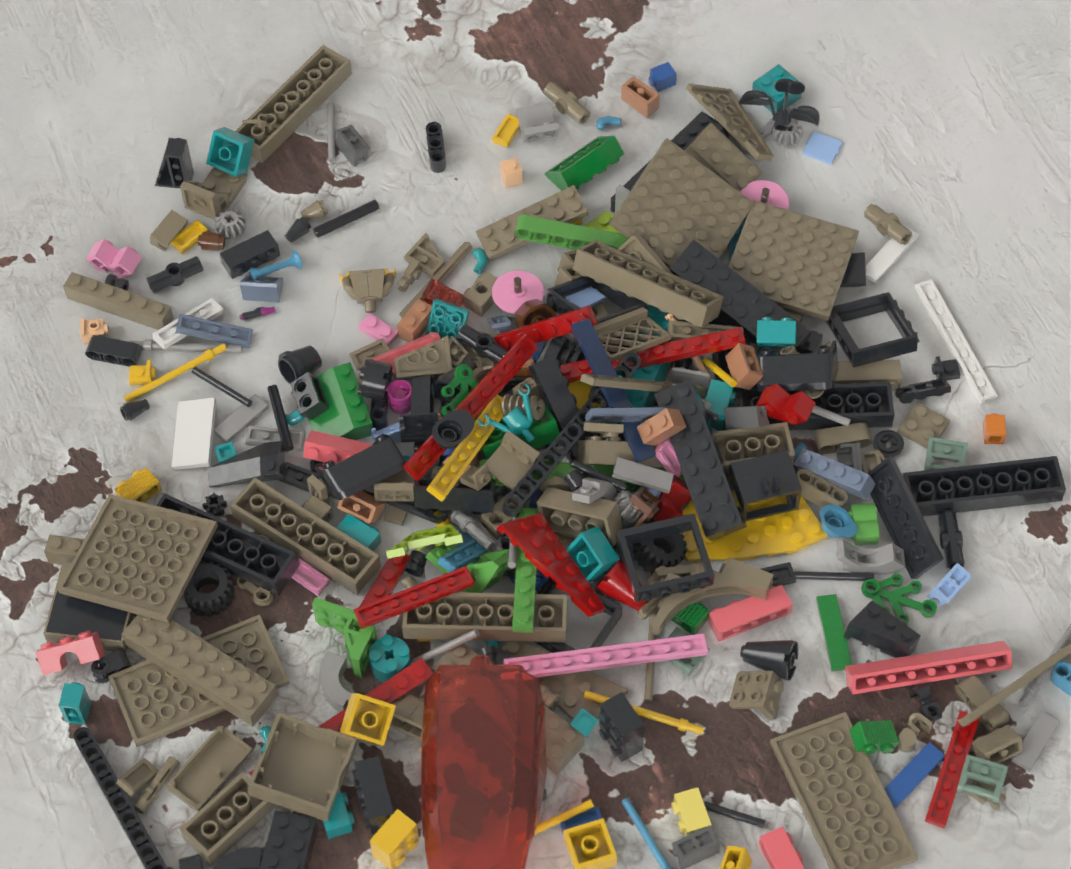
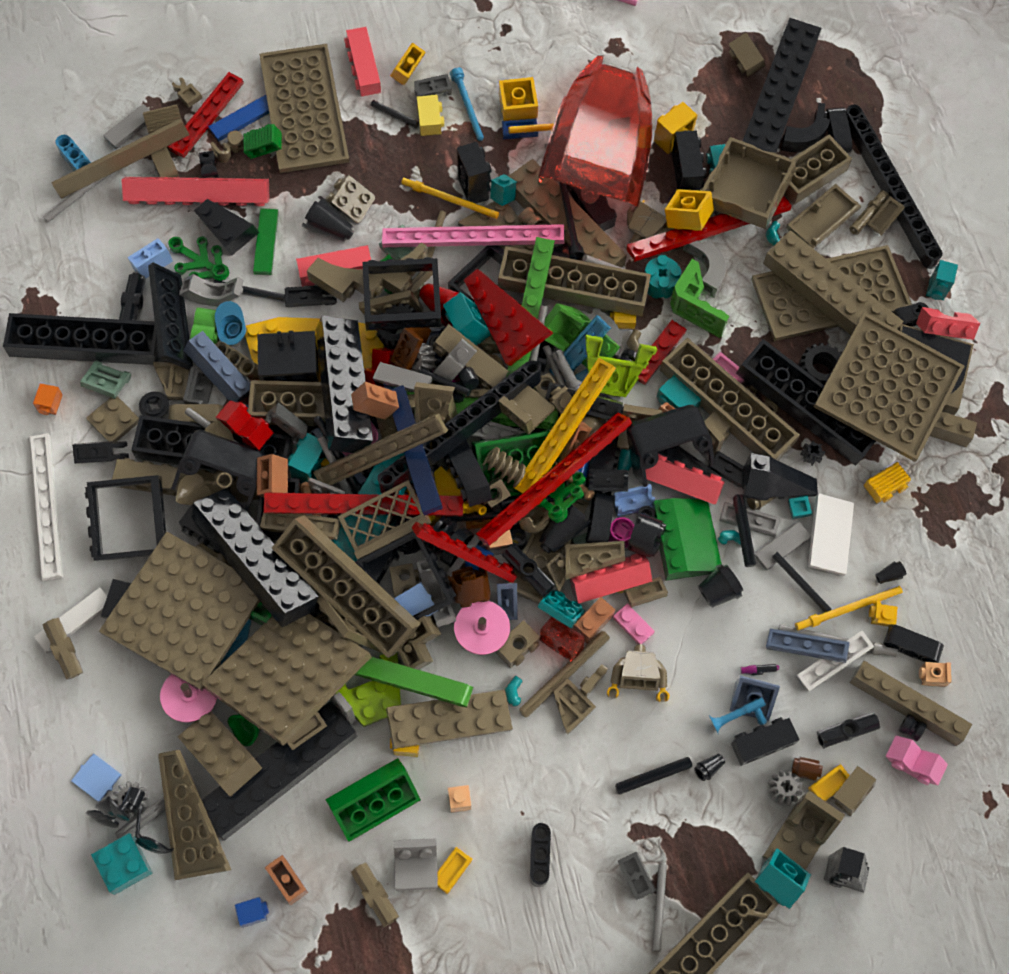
camera: 175 degrees left, 10 degrees up
(309, 396) = (713, 545): black brick -> none
(314, 211) = (688, 789): dark tan cone -> none
(413, 597) = (637, 296): red tile -> none
(453, 429) = (579, 437): black piece -> none
(515, 419) = (517, 443): teal piece -> none
(609, 120) = (333, 860): dark azure arm -> none
(621, 414) = (406, 414): sand blue tile -> none
(718, 371) = (294, 474): yellow bar -> none
(776, 333) = (229, 499): teal brick -> none
(946, 369) = (68, 474): black bracket -> none
(984, 772) = (183, 97): sand green plate -> none

